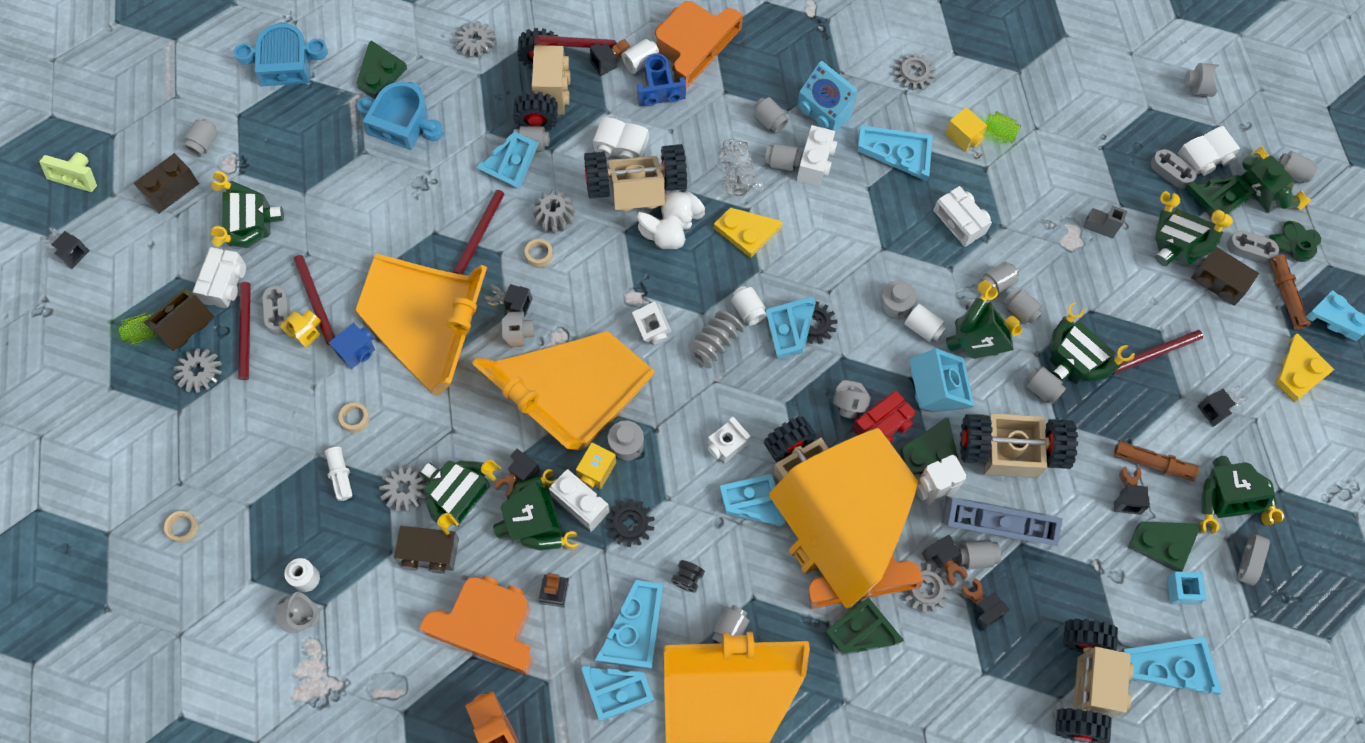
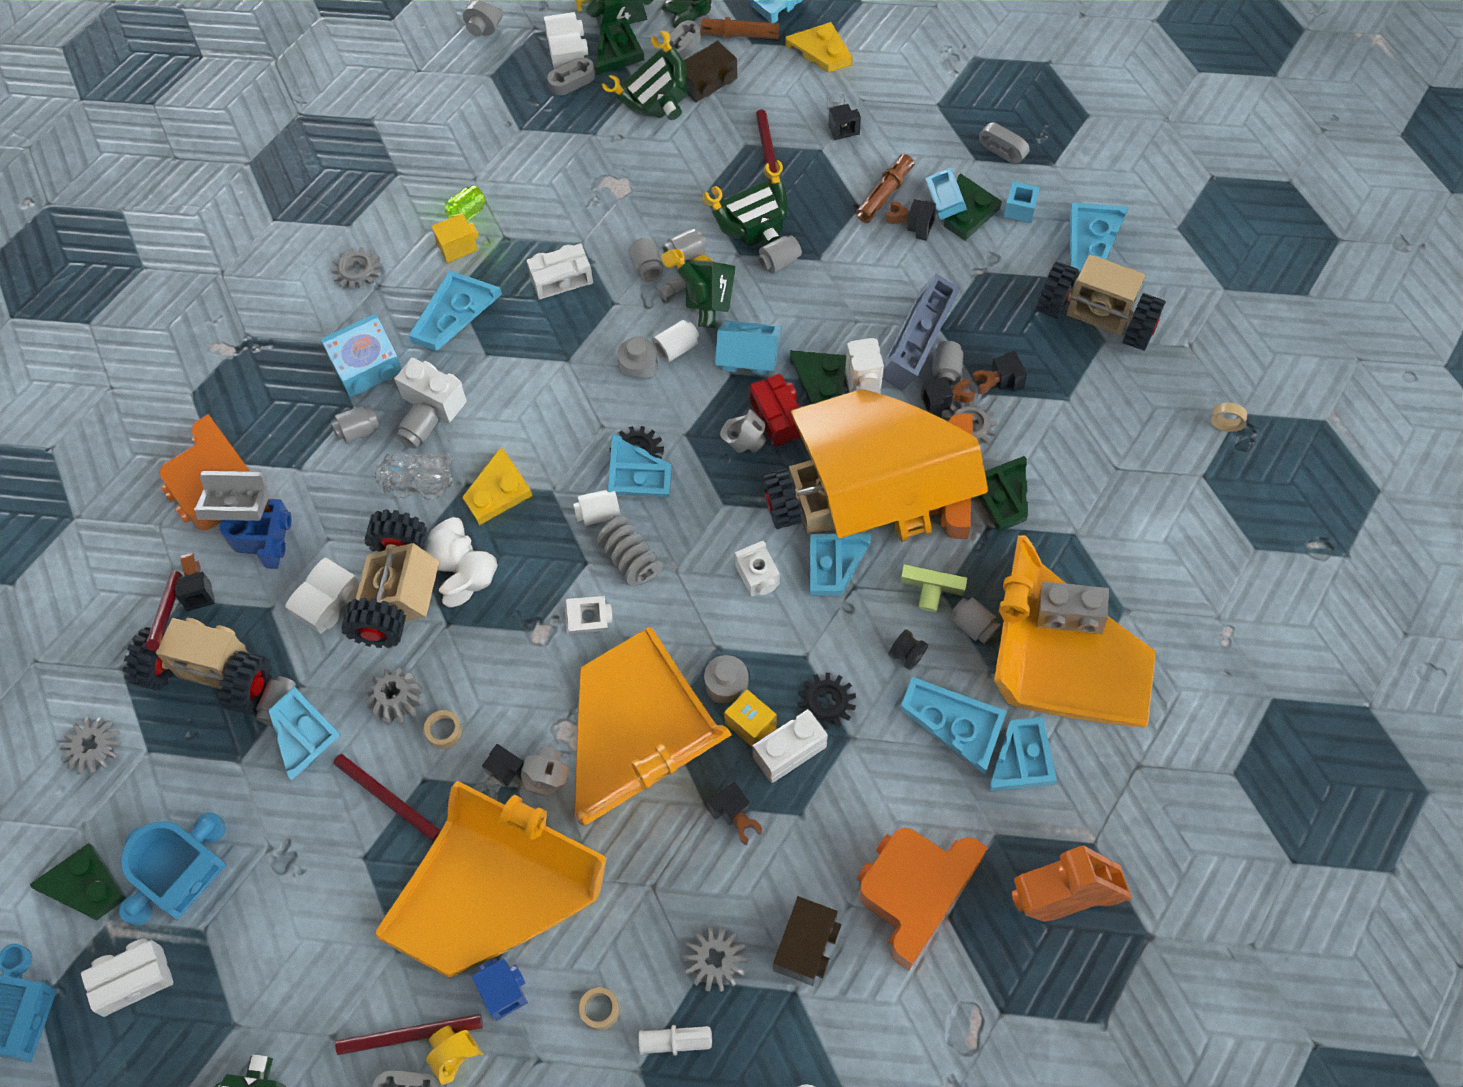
camera: 70 degrees left, 5 degrees down
(319, 117) = (126, 977): none -> white brick
(456, 489) = (739, 889): torso -> none
(532, 516) = (796, 803): dark green torso -> none
(553, 590) = (891, 801): black piece -> none
(635, 57) = (210, 547): white brick -> none
(673, 51) = (232, 496): none -> light grey bracket
(753, 584) = (932, 585): none -> yellowish green tile
(760, 706) = (1073, 607): none -> light grey brick
(1018, 444) = (842, 290): brick -> none
(1105, 223) = (614, 147): dark grey piece -> none
(1169, 516) = (946, 193): none -> medium azure tile
(1236, 492) = (936, 133): dark green torso -> none

